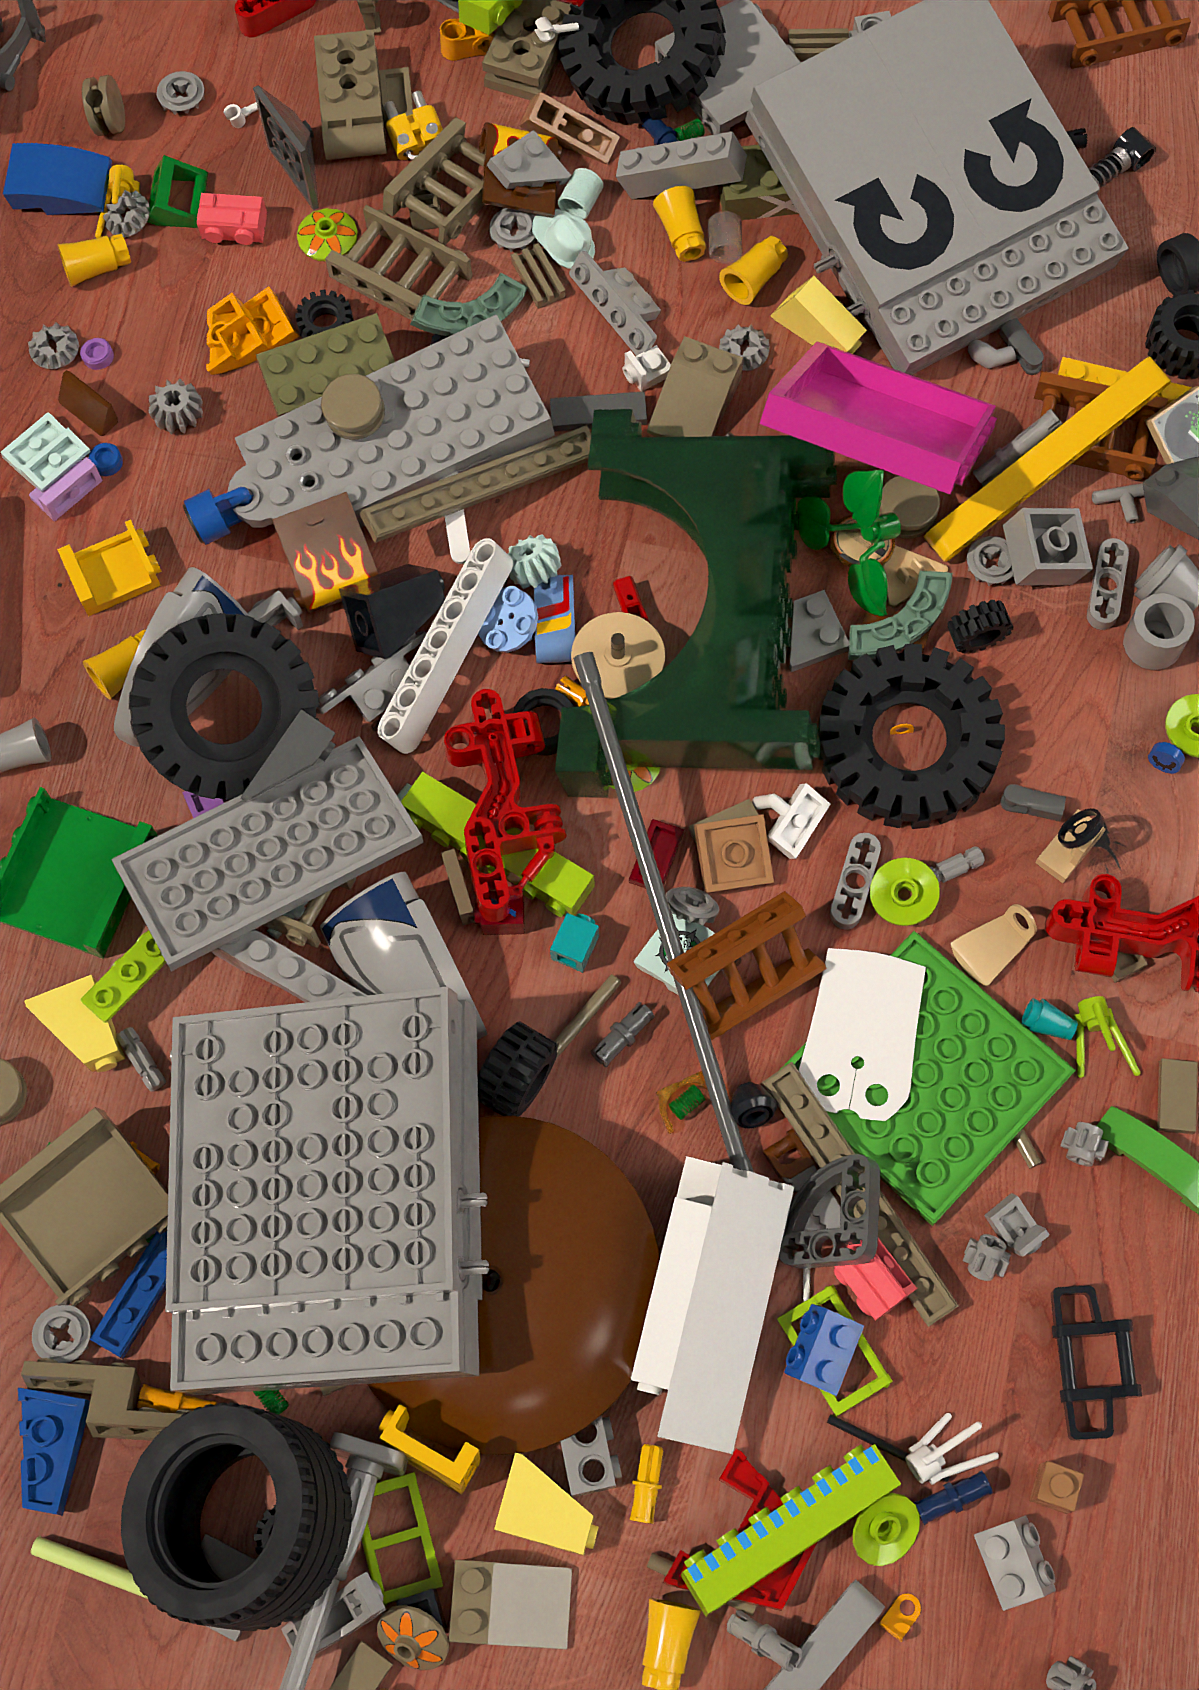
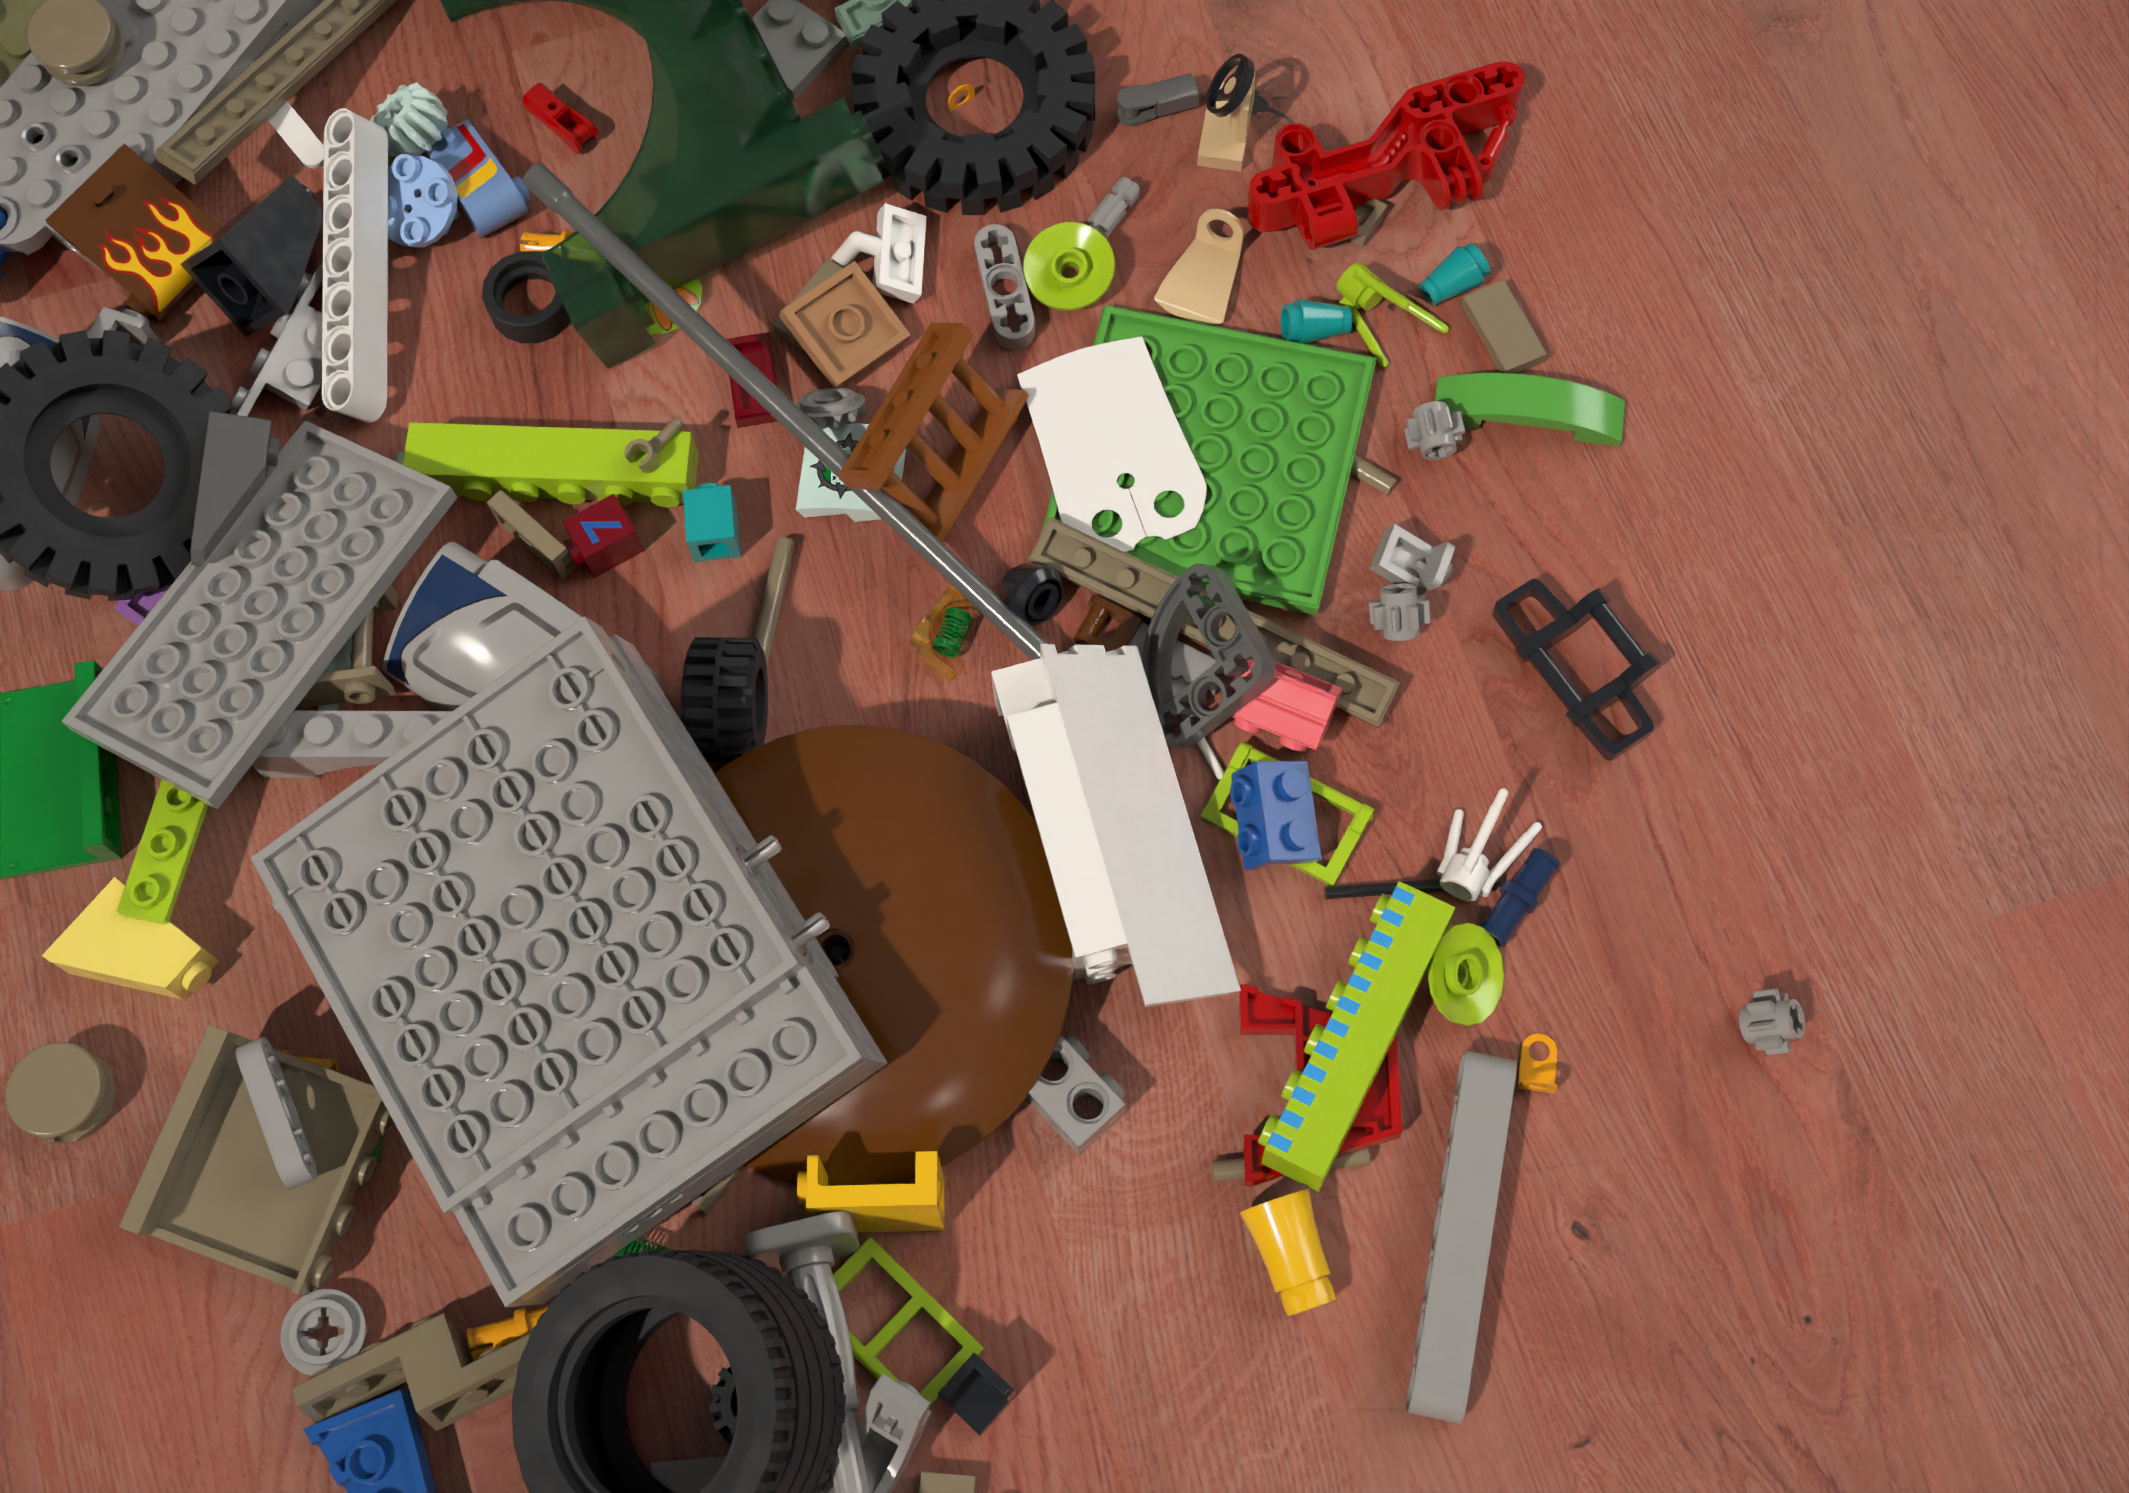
camera: 30 degrees left, 0 degrees up
(104, 1184) = (276, 1113): none -> light grey beam
(135, 1299) = (397, 1233): blue tile -> none
(141, 1059) = (240, 948): light grey axle -> none
(413, 1637) = (983, 1426): dark tan dish -> none
(496, 746) = (488, 344): red beam -> none
(510, 1604) = (1078, 1319): slope -> none
(543, 1511) = (1056, 1187): light yellow slope -> none
(564, 873) = (653, 447): none -> dark tan hand
(622, 1034) = (830, 597): dark grey pin -> none
(624, 649) = (584, 154): tan piece -> none
(647, 1484) = (1159, 1086): yellow axle -> none
(764, 1640) = (1402, 1179): light grey pin -> none
(1016, 1562) = (1630, 927): light grey bracket -> none
(1056, 1487) = (1627, 817): medium nougat brick -> none
(1165, 1040) = (1455, 274): none -> teal cone

